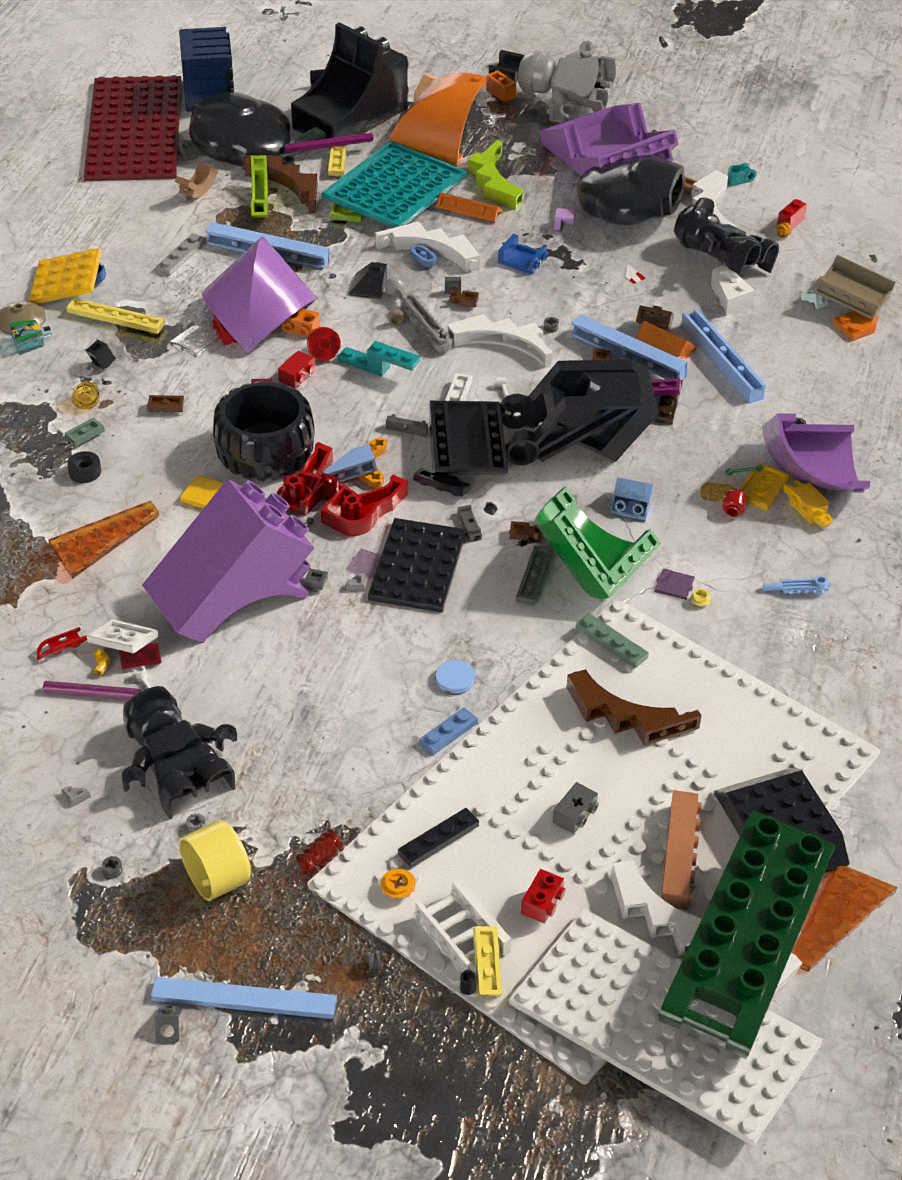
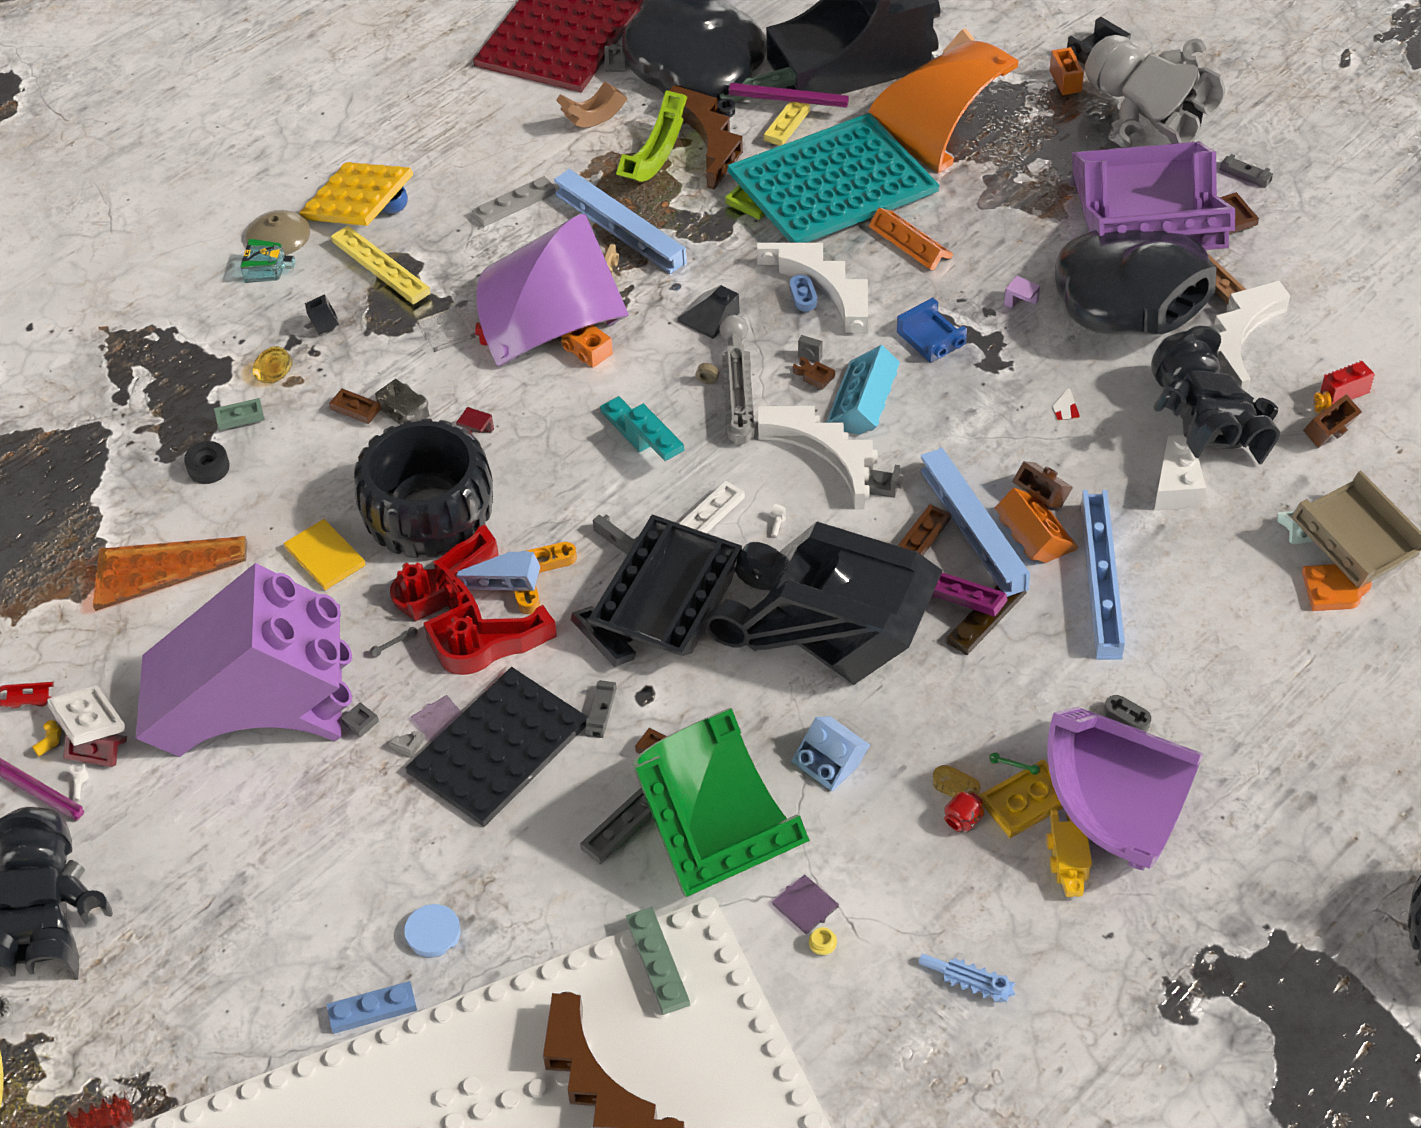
camera: 30 degrees right, 5 degrees up
(200, 392) = (401, 402): none -> clear smoke brick
(296, 369) = (536, 409): red brick -> none
(323, 343) = (587, 384): red tile -> none
(494, 185) = (966, 186): lime arch -> none
(505, 297) = (864, 391): none -> medium azure slope
(551, 324) = (902, 448): dark grey bush -> none
(558, 345) = (885, 483): none -> dark grey bracket
(653, 118) = (1246, 171): none -> dark grey piece
(740, 174) = (1315, 294): teal piece -> none
(799, 236) = (1332, 421): none -> reddish brown brick

